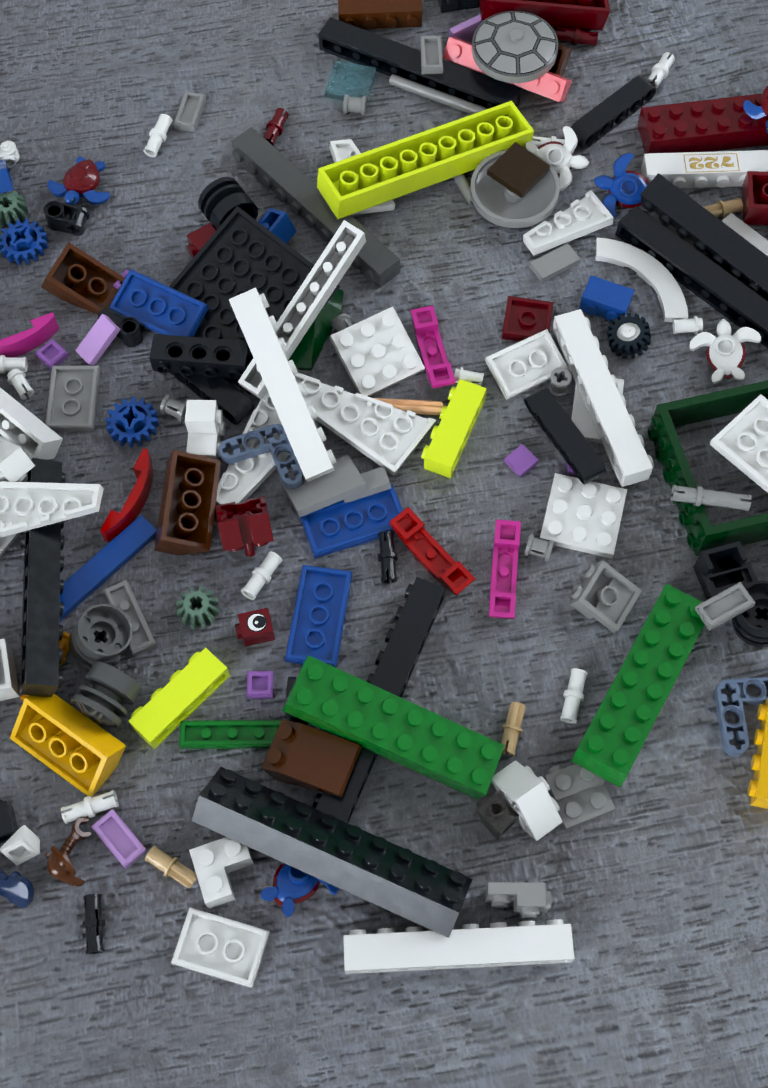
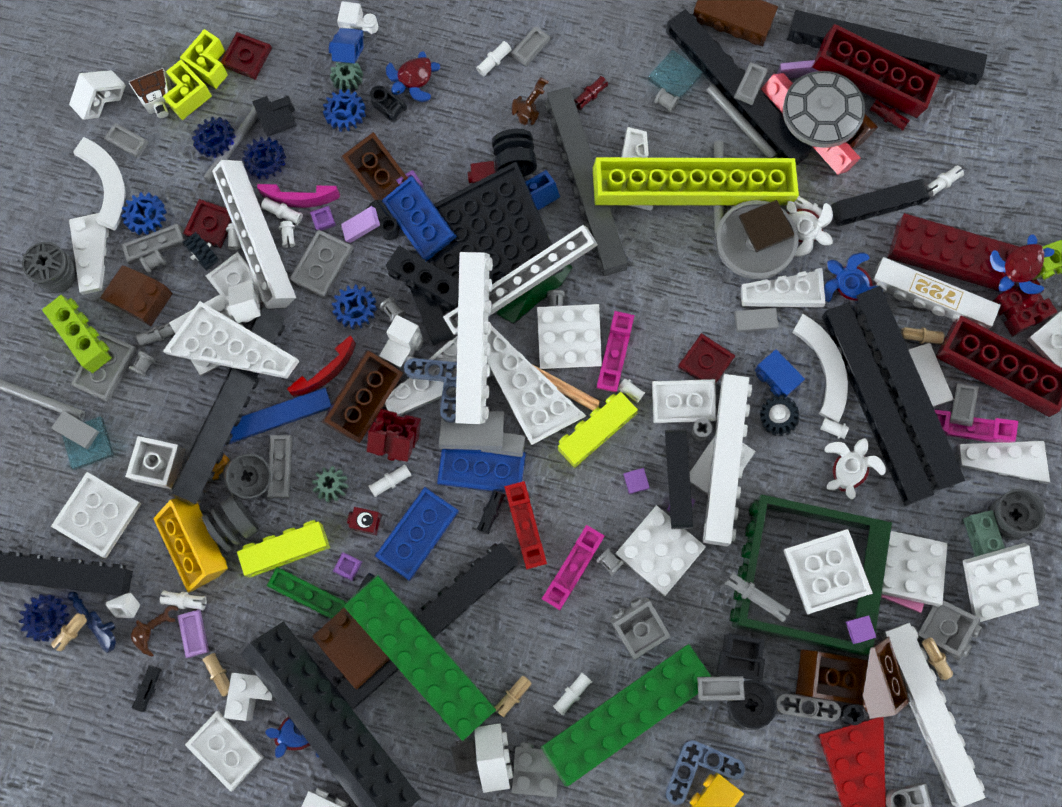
camera: 30 degrees right, 10 degrees up
(215, 167) = (526, 109): none -> reddish brown piece

